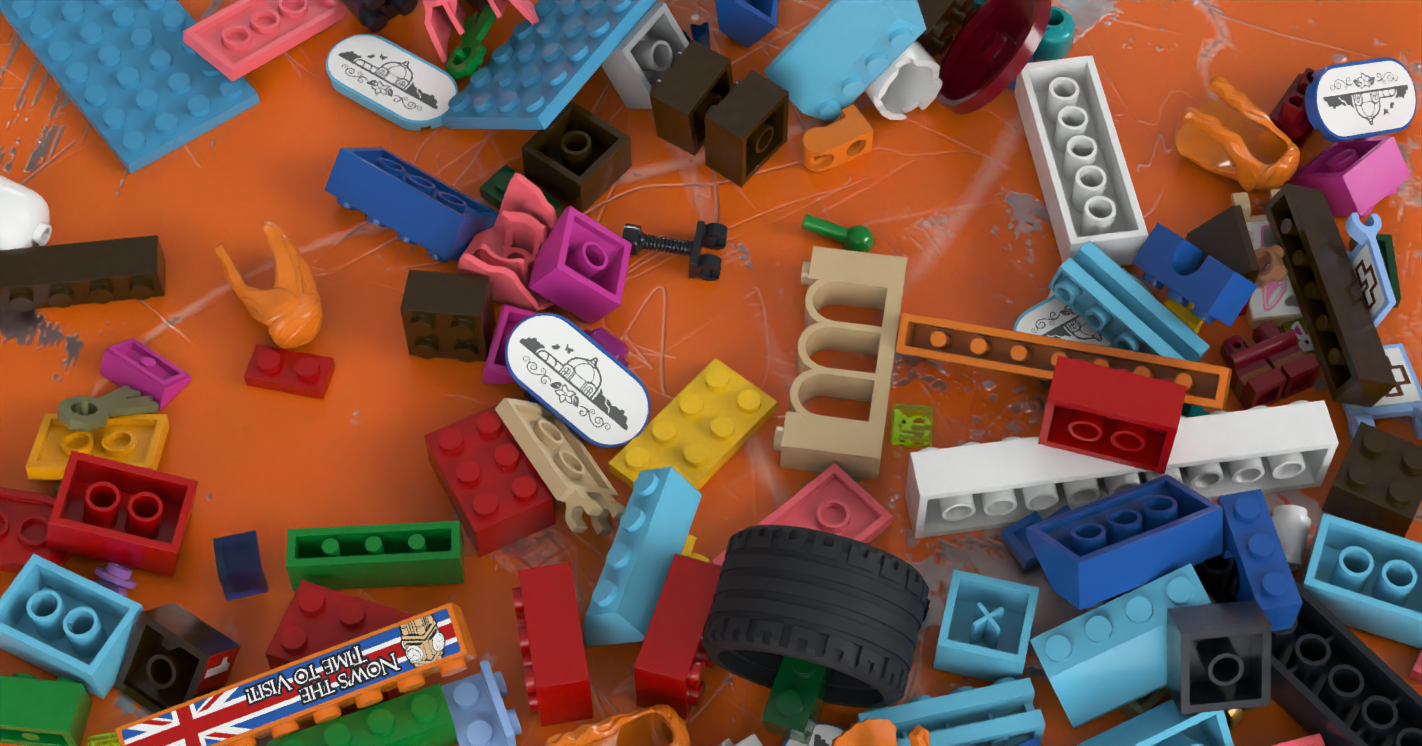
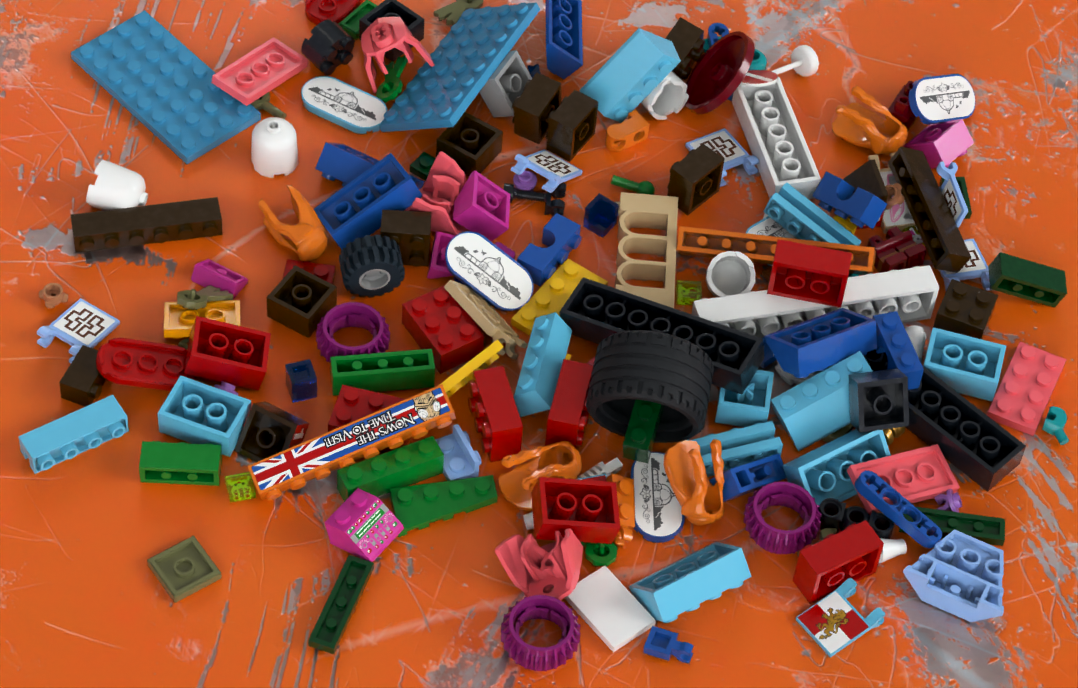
camera: 10 degrees left, 5 degrees down
(263, 422) = (301, 301): none -> dark brown brick
(264, 152) = (274, 147): none -> white cylinder
(268, 77) = (263, 103): none -> olive bar
(329, 451) = (352, 315): none -> magenta gear
(369, 266) = (359, 205): none -> blue slope
(383, 365) = (371, 266): none -> black wheel
(488, 586) = (465, 373): none -> yellow plate
(660, 220) = (525, 181): none -> medium lavender plate
(670, 365) = (561, 237): none -> blue arch
(700, 195) = (548, 166): none -> flag
(777, 284) = (600, 215): none -> clear blue panel
(797, 482) = (600, 311): none -> black brick
(939, 226) = (695, 178): none -> dark brown brick
(979, 405) = (730, 274): none -> white cylinder
(986, 180) = (728, 148): none -> flag
(1135, 27) = (803, 61): none -> white piece

